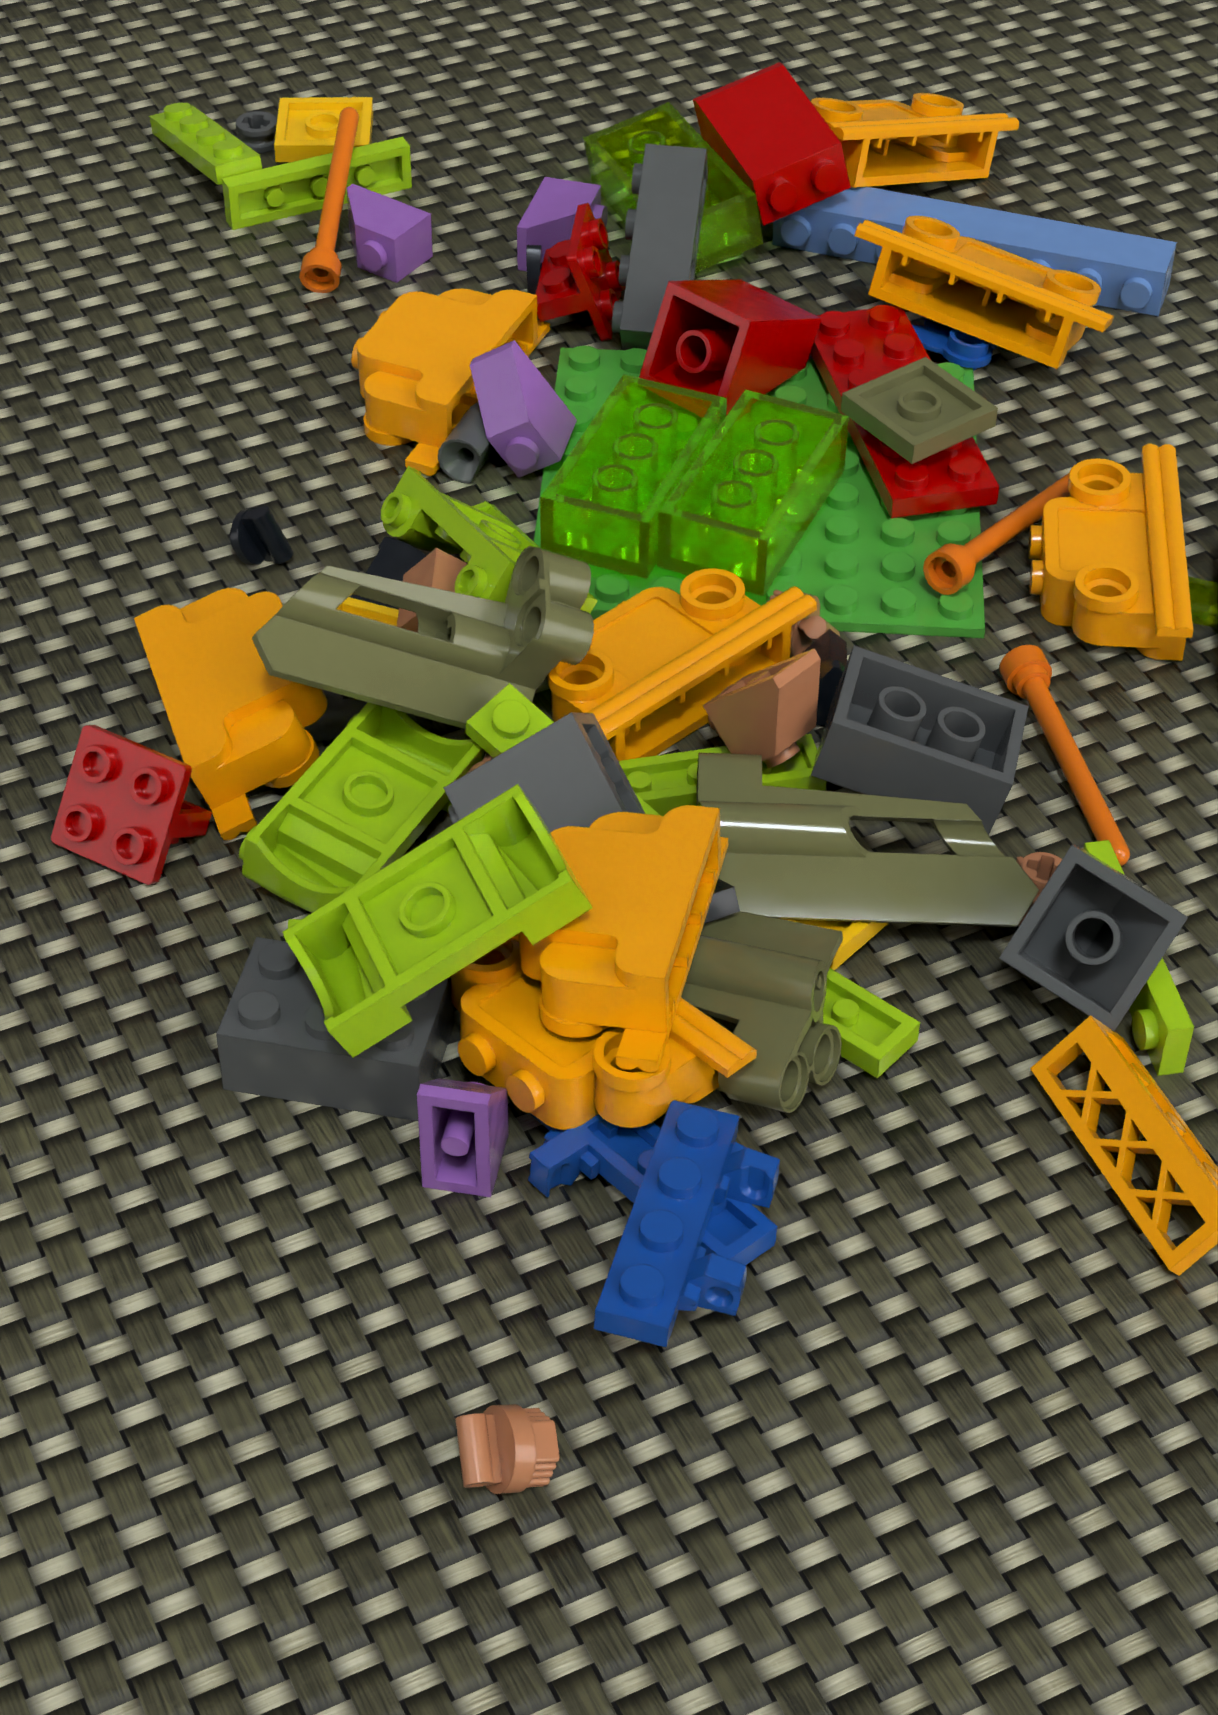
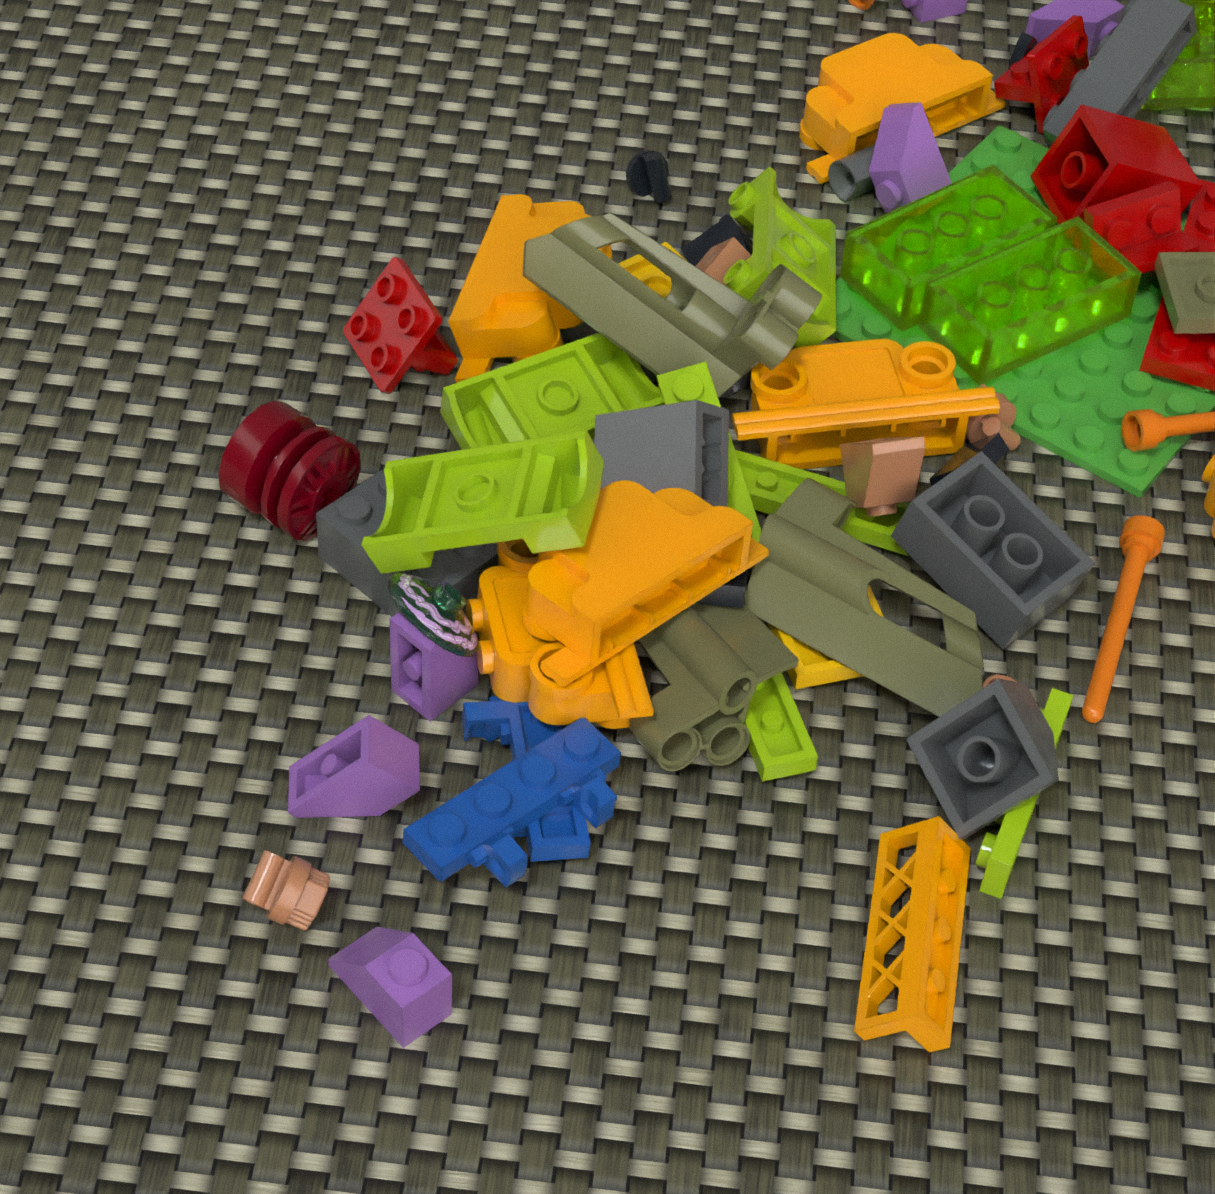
camera: 30 degrees right, 5 degrees up
(128, 1004) = (287, 468): none -> dark red wheel
(454, 1059) = (435, 612): none -> clear green dish
(472, 1289) = (355, 773): none -> medium lavender slope
(694, 1475) = (396, 981): none -> medium lavender slope
(806, 371) = (1142, 224): none -> red bracket

